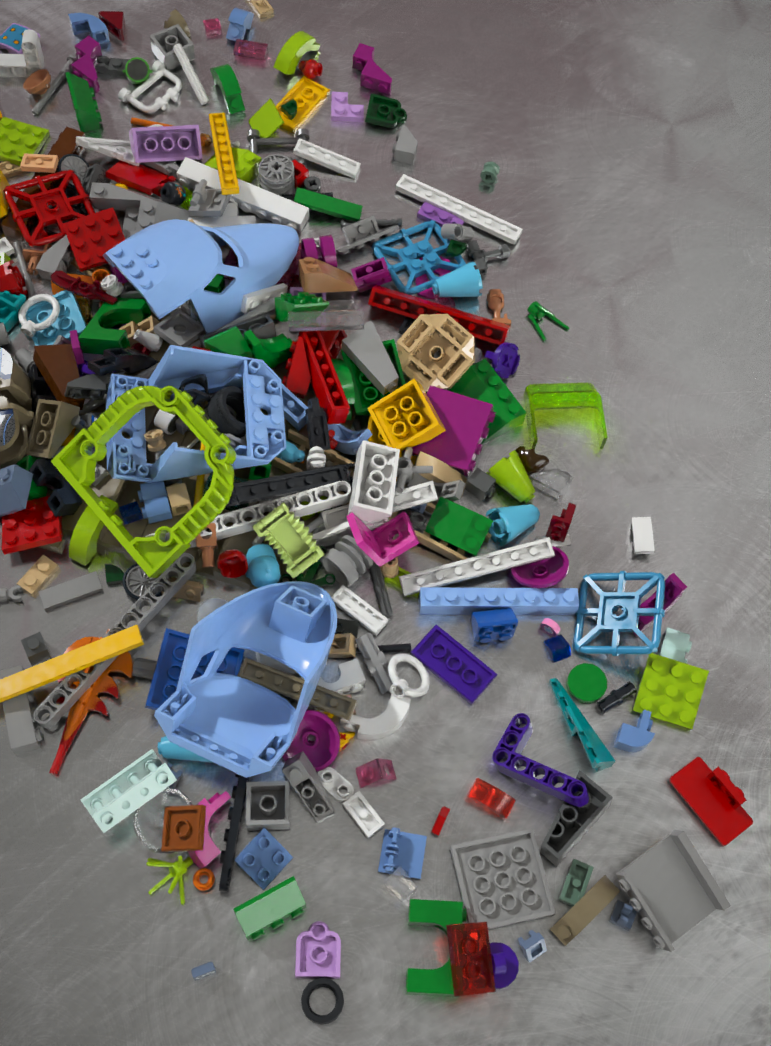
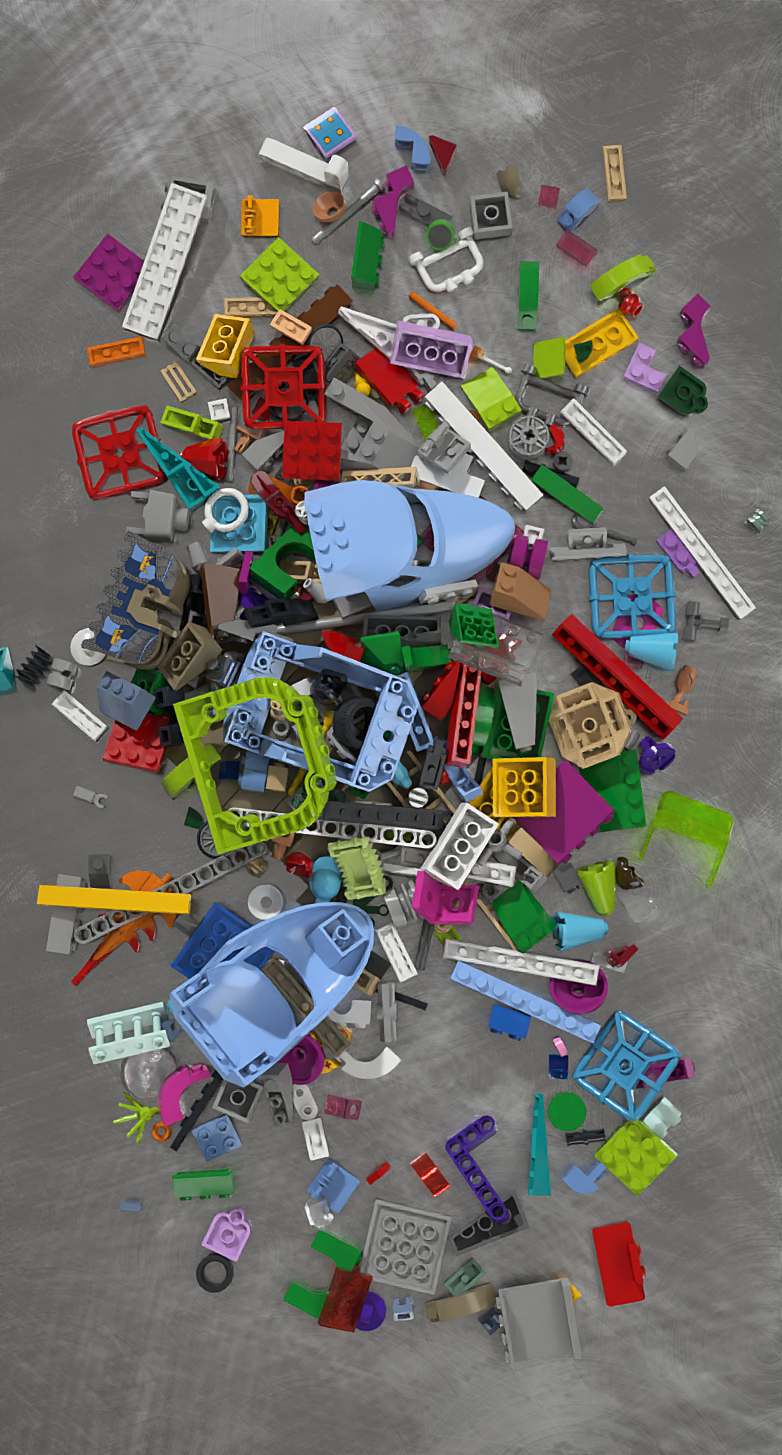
camera: 35 degrees right, 20 degrees up
(38, 575) = (126, 790): tan plate -> none
(70, 591) = (149, 818): light grey tile -> none
(173, 193) = (411, 419): black head -> none
(183, 828) = (160, 1088): dark orange tile -> none
(190, 73) = (494, 258): white axle -> none
(223, 154) = (484, 388): yellow tile -> none
(371, 274) = (570, 602): magenta brick -> none
(400, 686) = (395, 1046): white piece -> none
(453, 664) = (457, 1040): dark purple tile -> none
(455, 248) = (672, 605): dark green tile -> none
(457, 232) = (683, 587): light grey piece -> none
(537, 311) = (722, 711): green plant -> none
(642, 535) = (694, 996): white slope -> none

